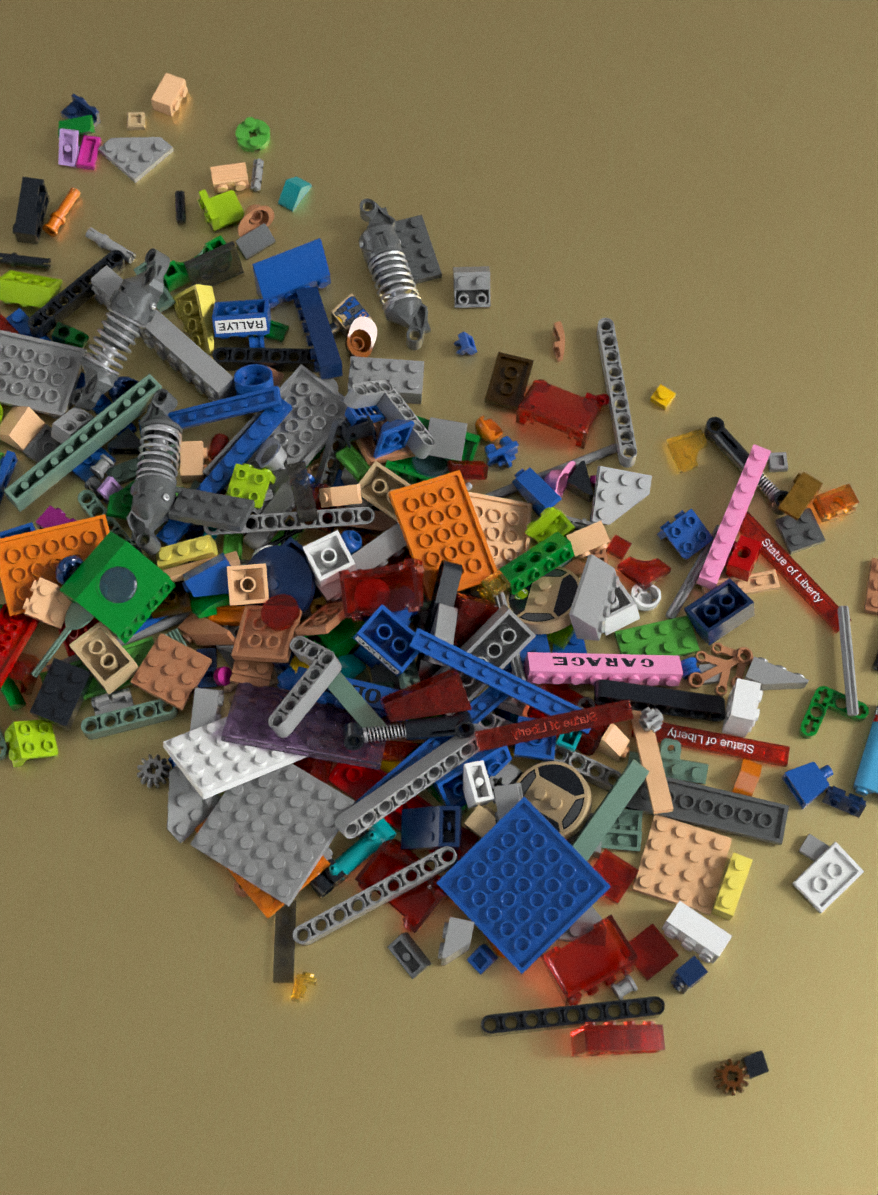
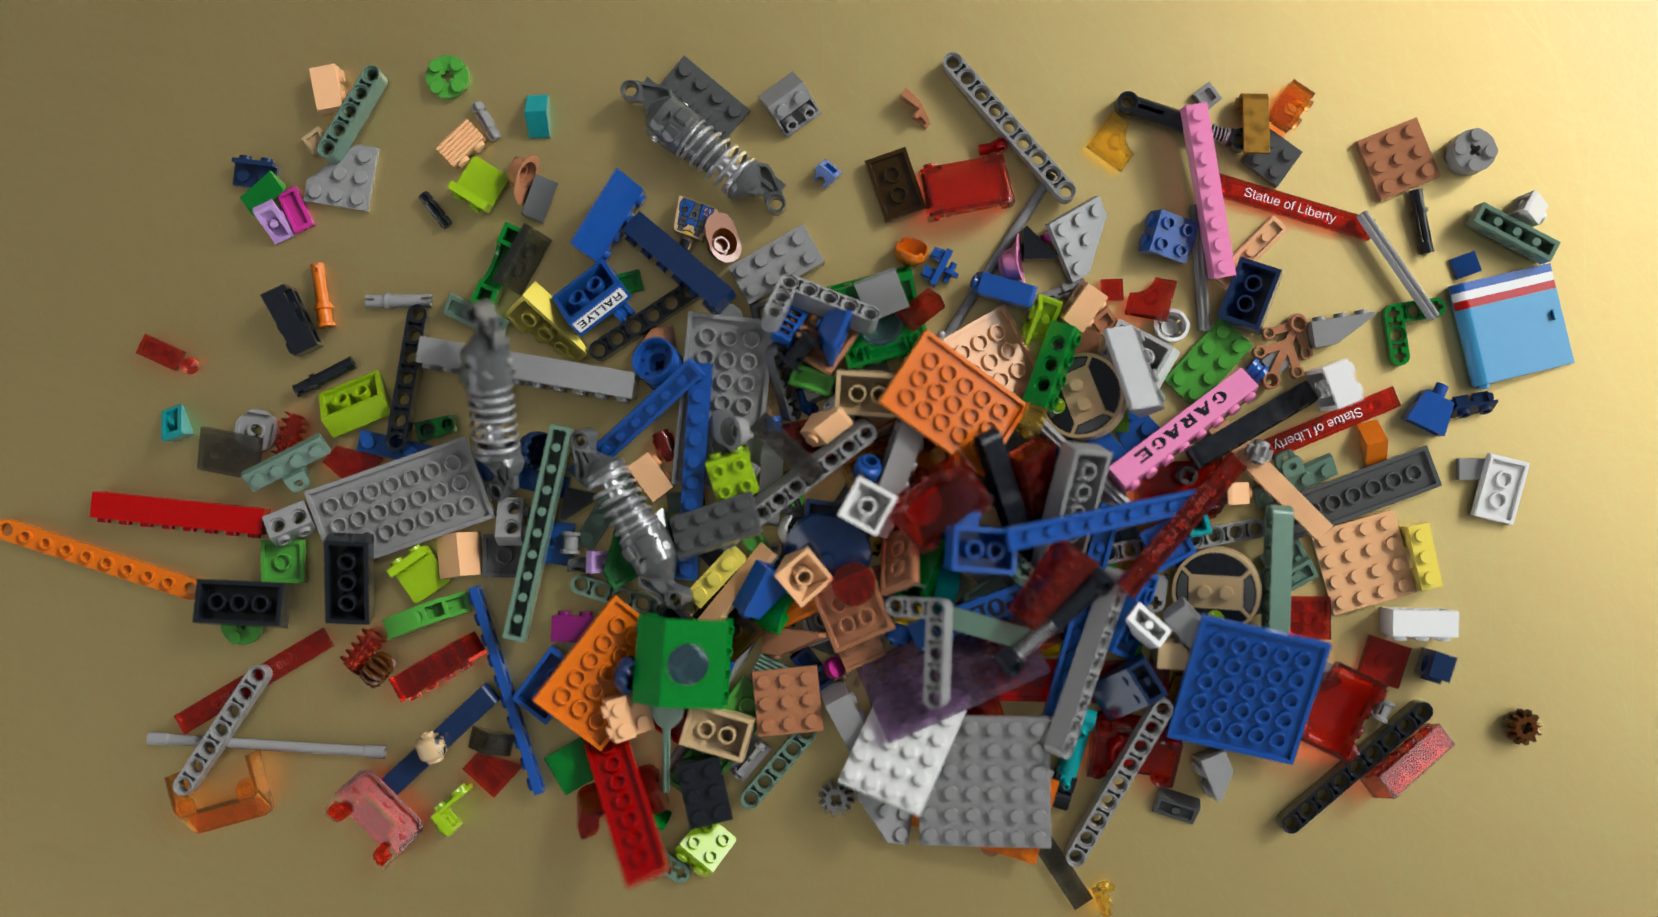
camera: 30 degrees left, 20 degrees up
(172, 116) = (352, 104): none -> sand green beam
(443, 627) = (1020, 500): light grey slope -> none
(482, 958) = (1242, 765): blue slope -> none
(662, 397) = (1053, 100): yellow plate -> none
(749, 551) = (1242, 213): red brick -> none
(755, 1064) = (1534, 699): black slope -> none

